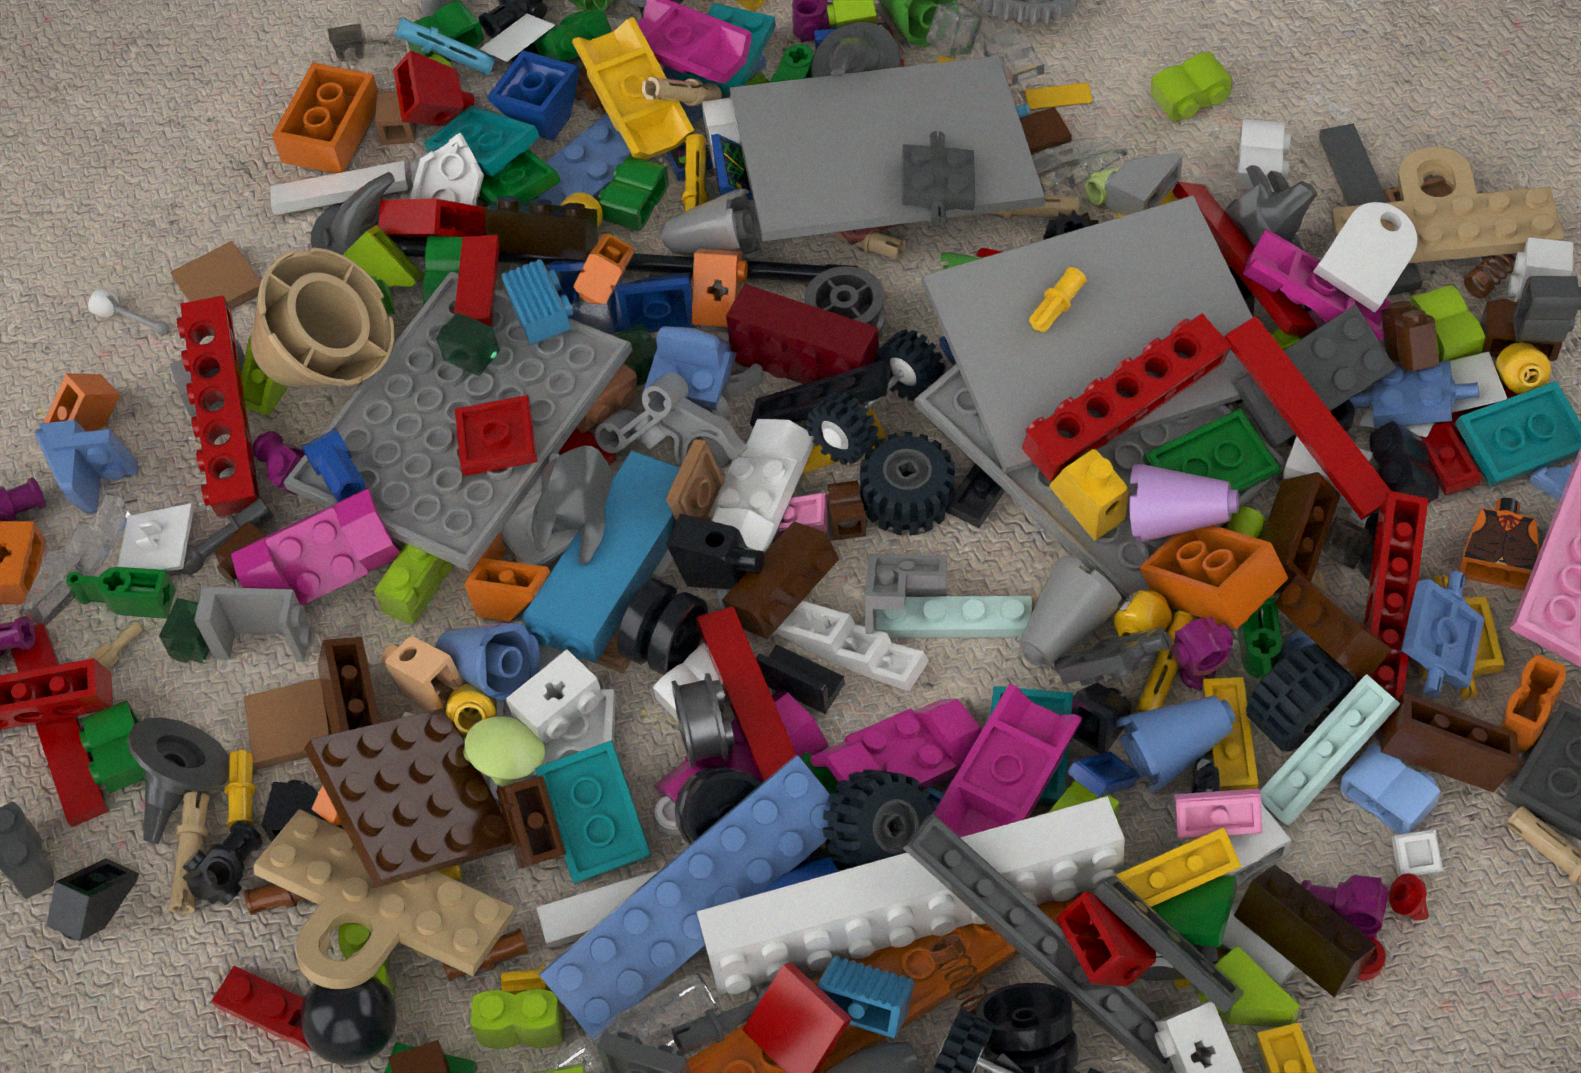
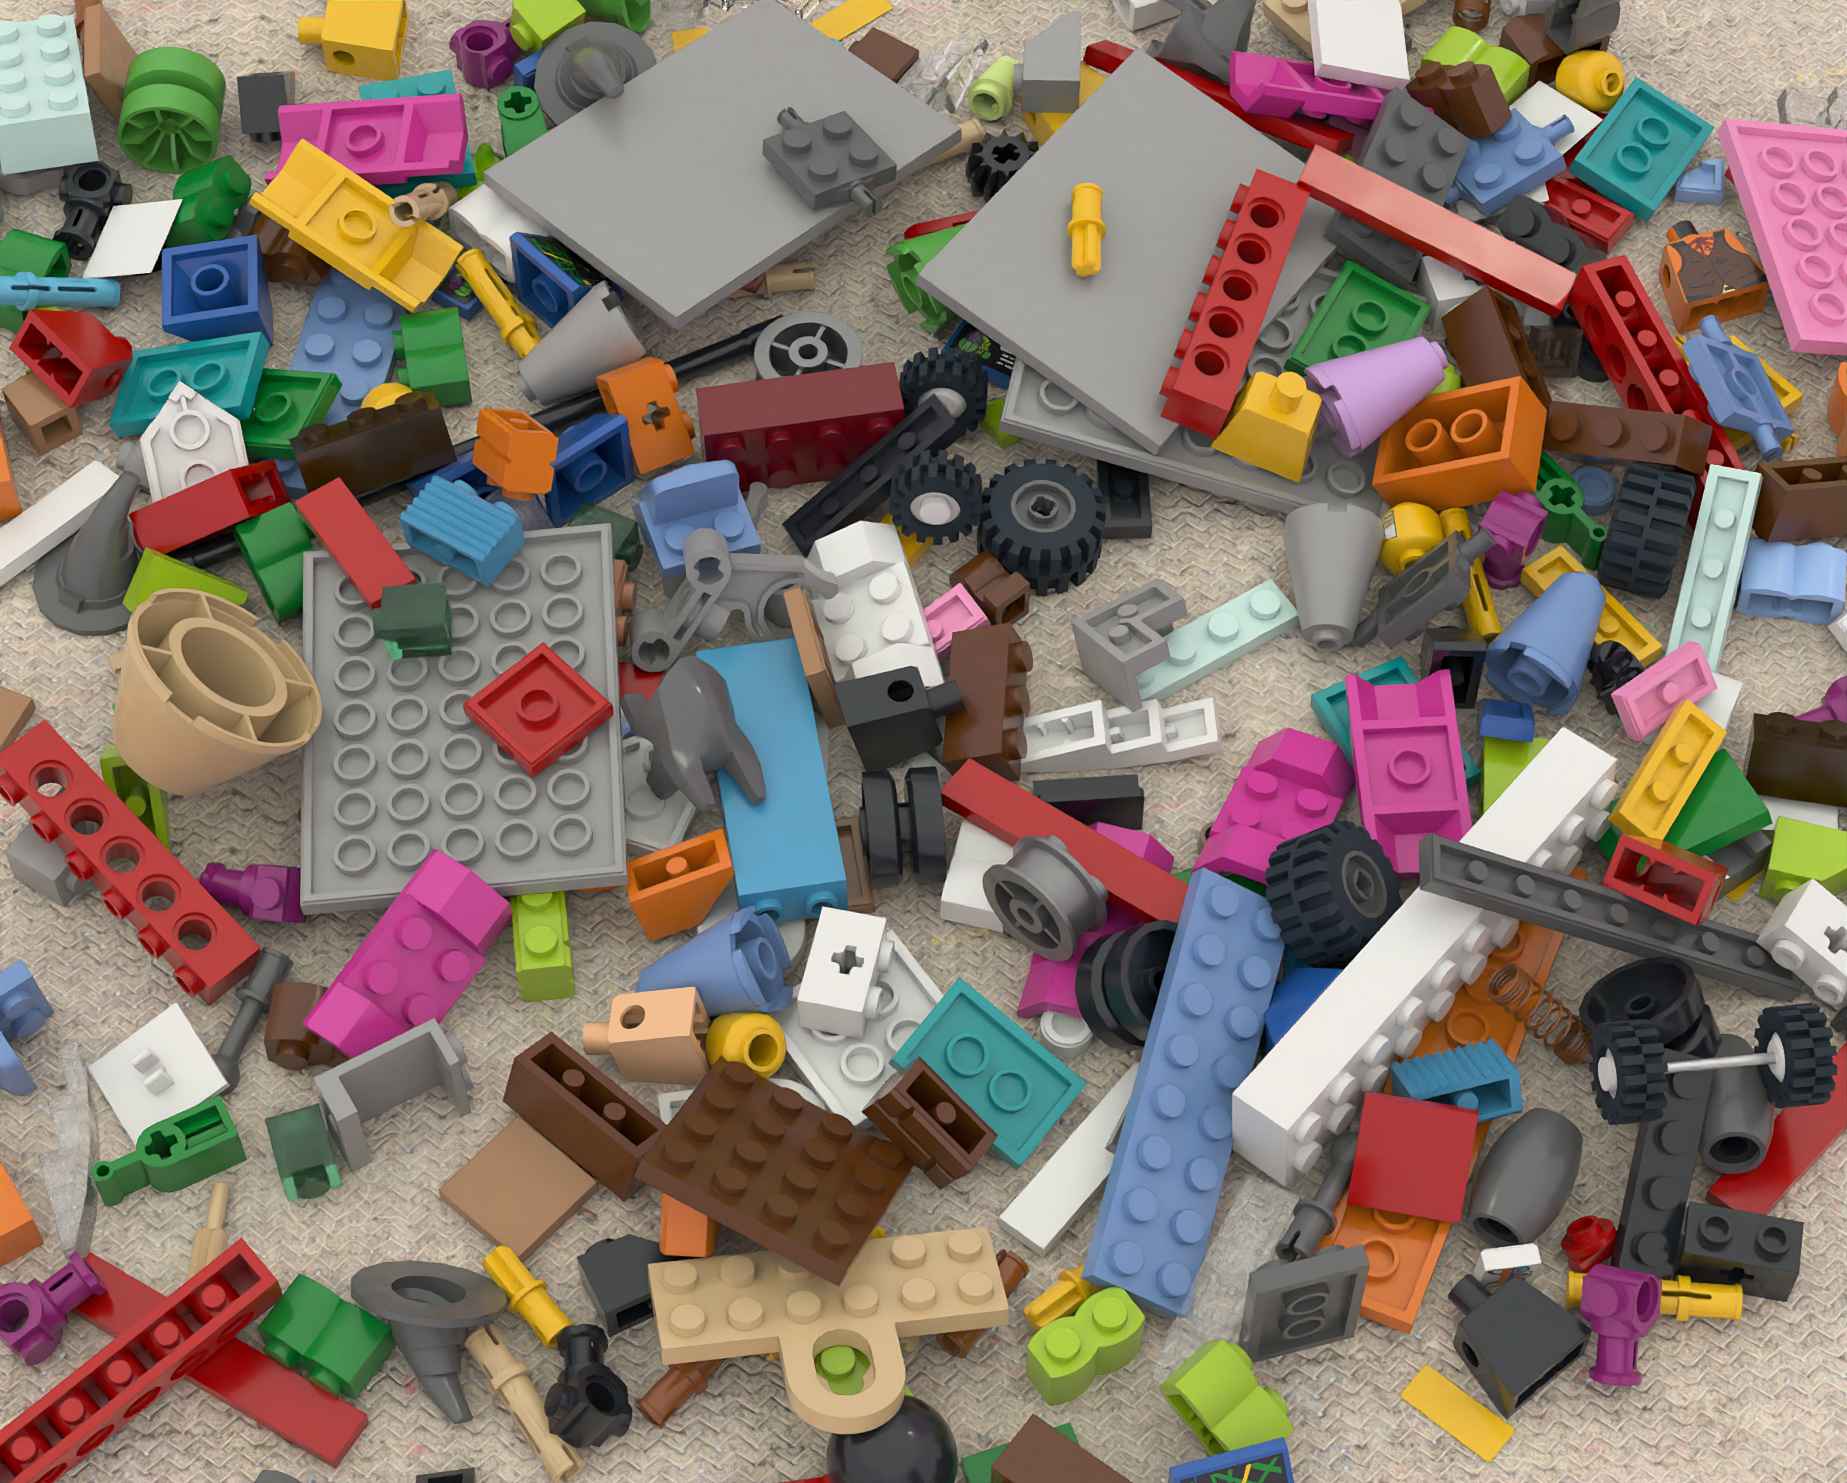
camera: 40 degrees left, 0 degrees up
(333, 462) = (353, 840): blue piece -> none
(503, 749) = (832, 1062): yellowish green dish -> none
(1168, 943) = (1728, 844): dark grey tile -> none

